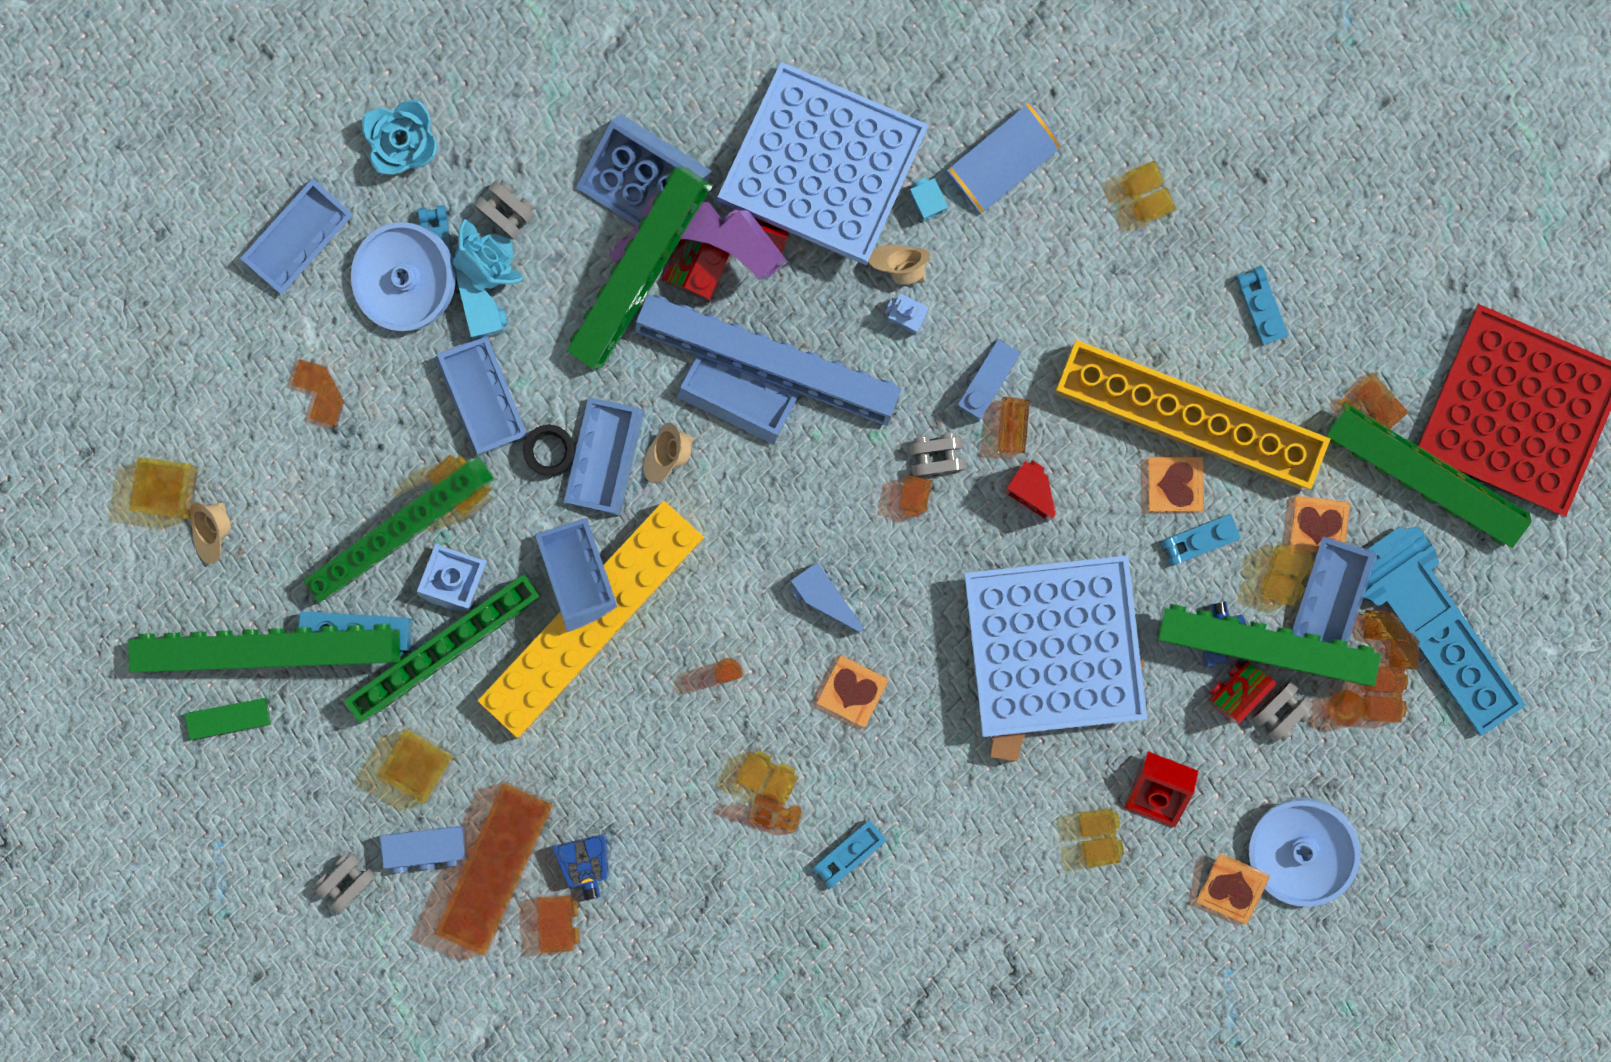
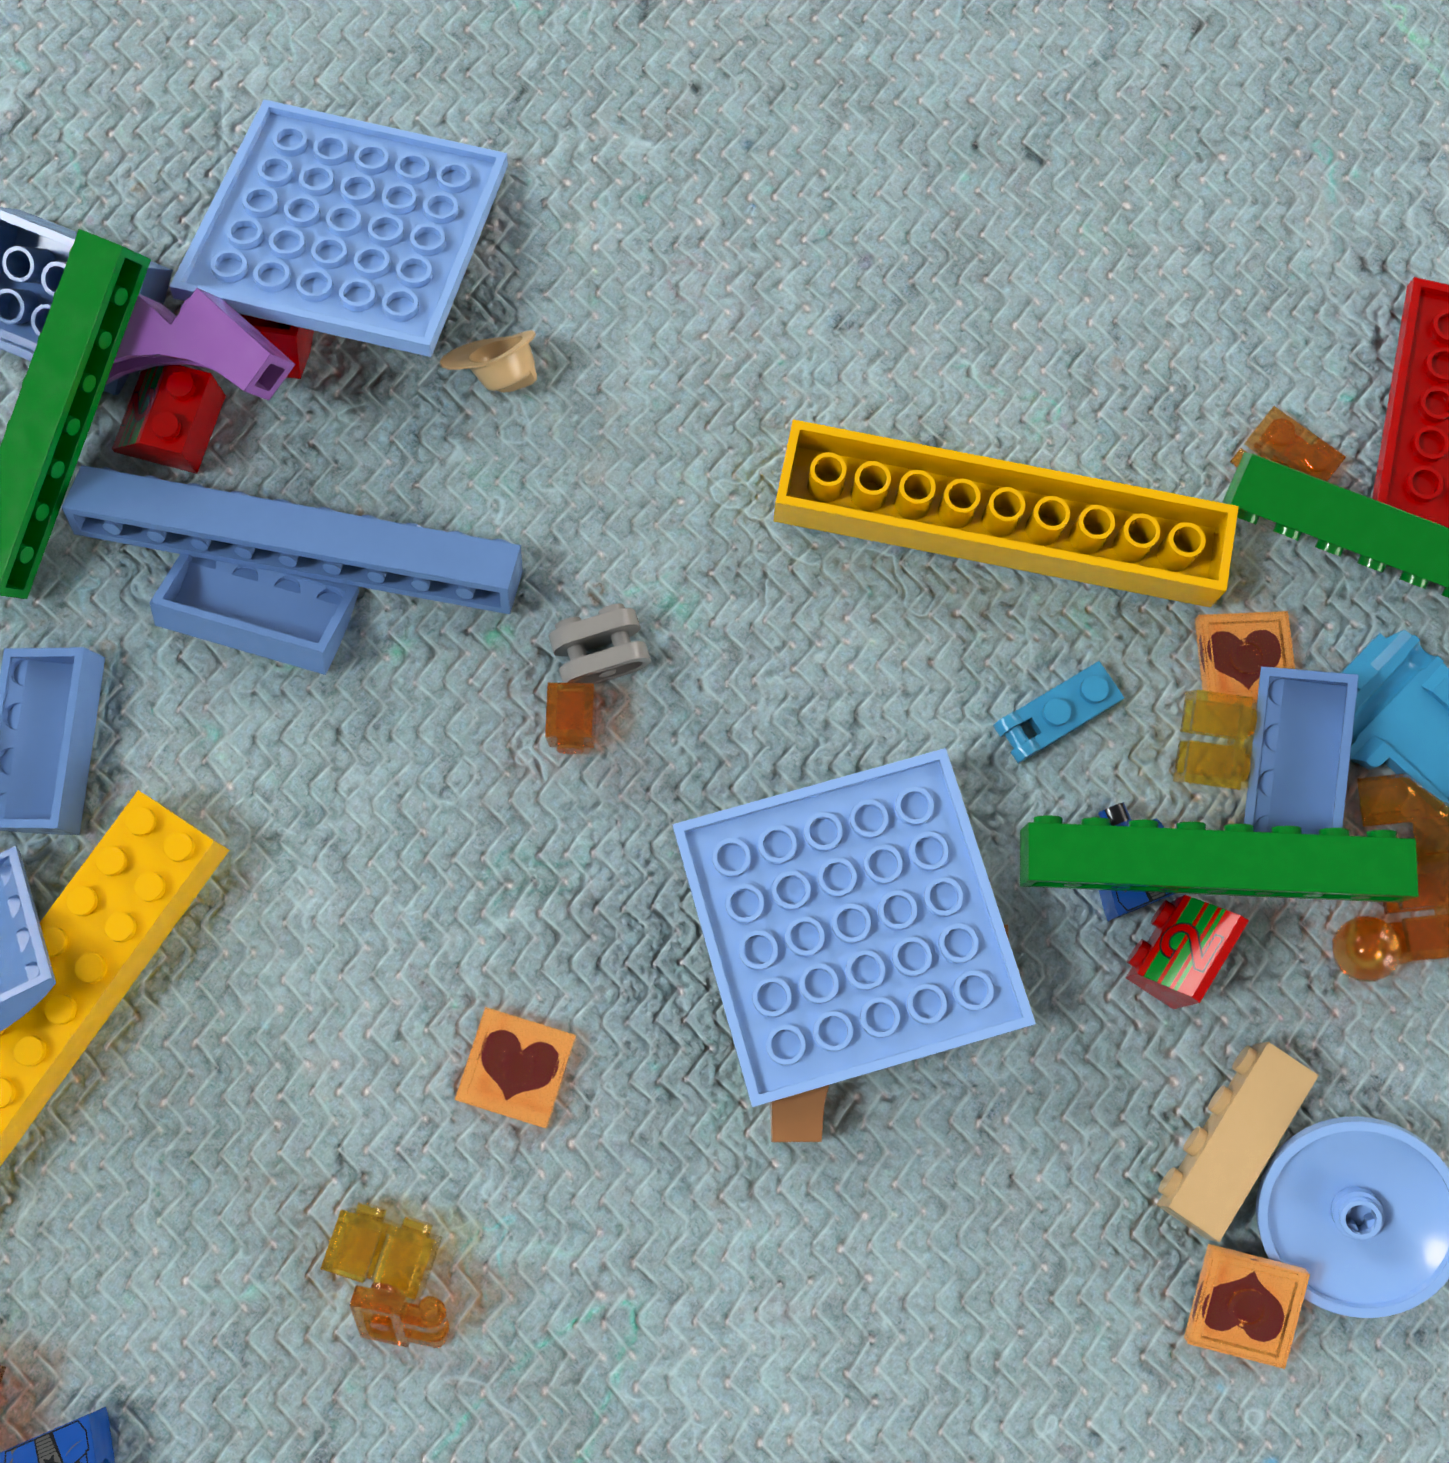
camera: 10 degrees left, 10 degrees down
(667, 451) = (148, 713): tan piece -> none
(728, 670) = (283, 1068): clear orange brick -> none
(821, 594) = (434, 907): medium blue slope -> none
(850, 853) = (552, 1365): dark azure plate -> none
(906, 313) = (515, 433): light blue brick -> none
(928, 199) = (523, 260): medium azure brick -> none
(988, 380) = (661, 519): medium blue slope -> none
(1004, 158) = (631, 186): medium blue slope -> none
(1013, 425) = (716, 579): clear orange brick -> none
(1032, 489) = (764, 671): red slope -> none
(1104, 850) = (1001, 1278): clear yellow piece -> none
(1144, 180) = (871, 210): clear yellow piece -> none
(1162, 789) = (1084, 1147): red slope -> none
(1175, 484) = (999, 630): clear orange tile -> none
(1248, 799) = (1236, 1139): none -> tan brick
(1262, 306) = (1077, 338): dark azure plate -> none
(1282, 727) = (1287, 968): light grey brick -> none

